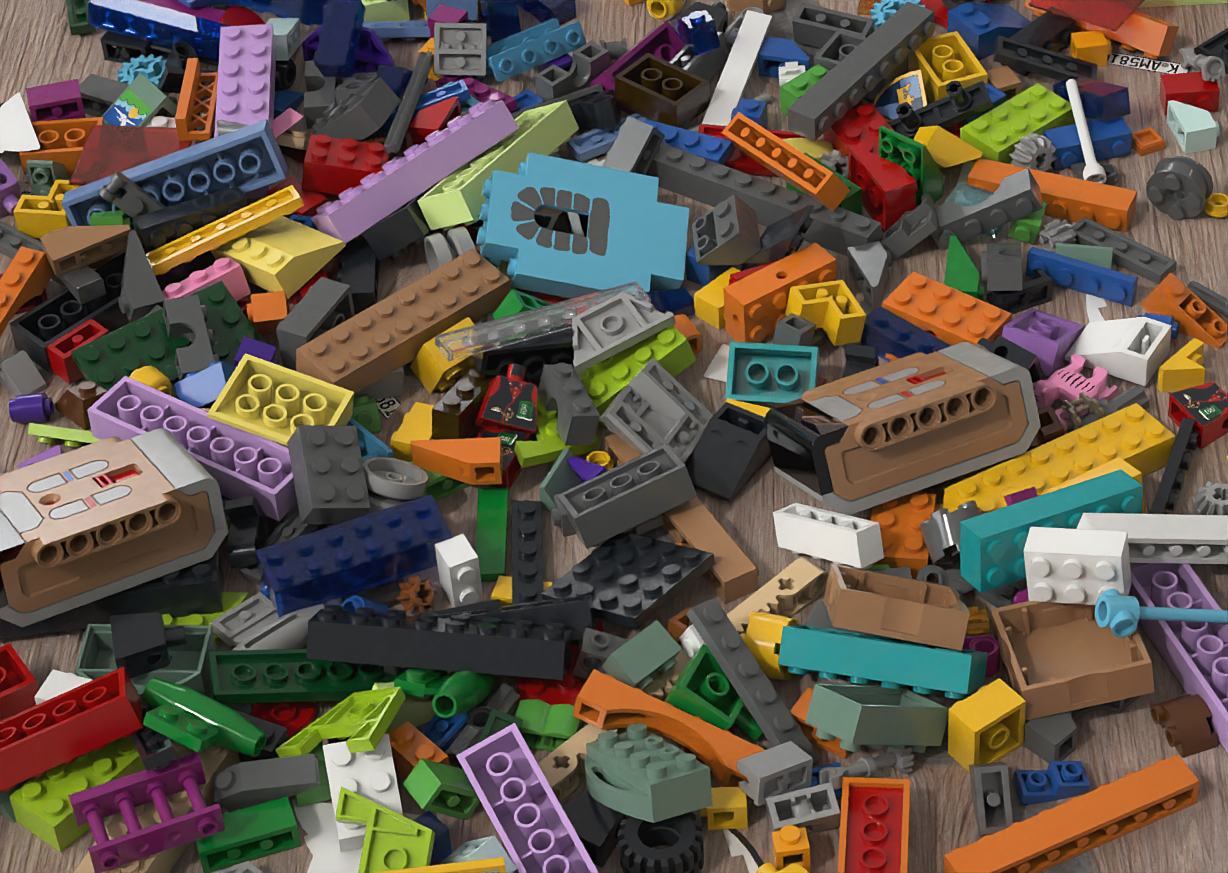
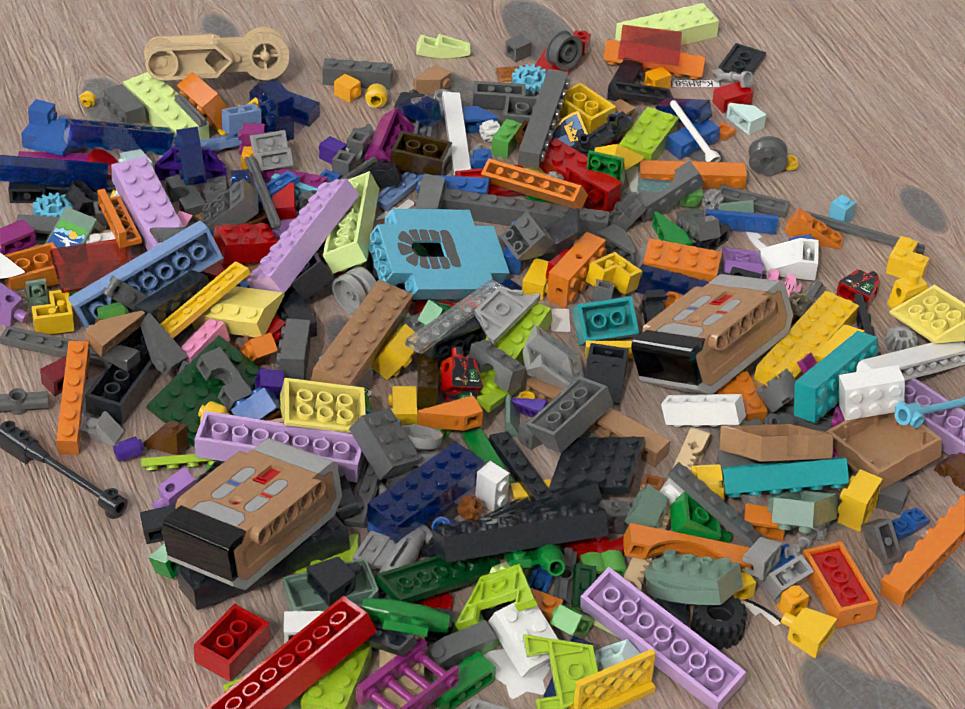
camera: 30 degrees left, 0 degrees up
(60, 350) = (135, 405): red brick -> none
(532, 48) = (315, 141): dark azure fence -> none
(982, 23) = (590, 74): blue slope -> none
(1033, 152) = (670, 150): light grey gear -> none
(1183, 368) = (834, 266): yellow slope -> none

